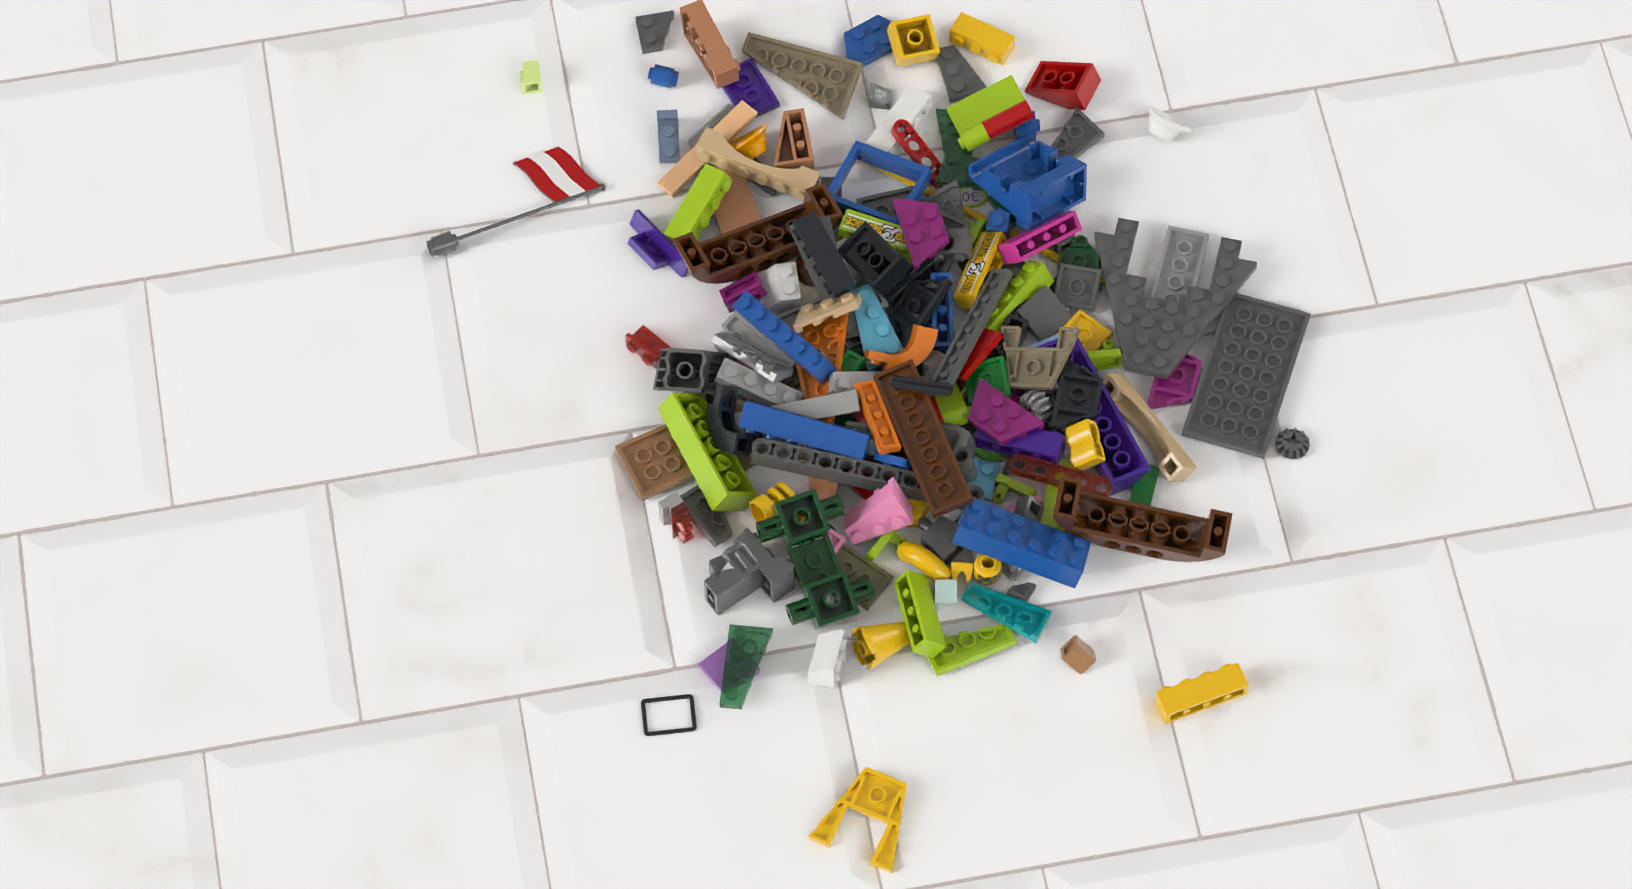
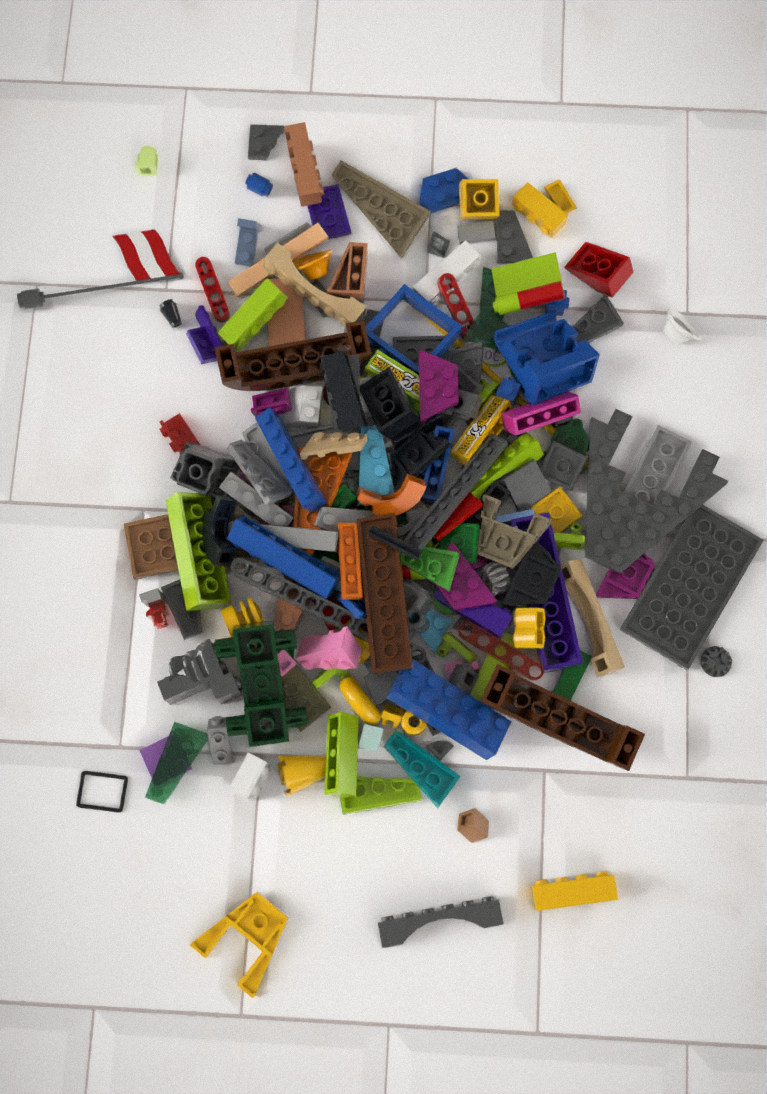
camera: 15 degrees right, 15 degrees up
(603, 226) = (170, 312): none -> black cone
(644, 192) = (212, 289): none -> red beam
(783, 634) = (219, 741): none -> light grey bracket
(918, 75) = (476, 232): none -> light grey tile
(966, 402) = (434, 565): none -> bright green wing
(998, 18) = (560, 196): none -> yellow tile
(1109, 735) = (396, 931): none -> dark grey arch

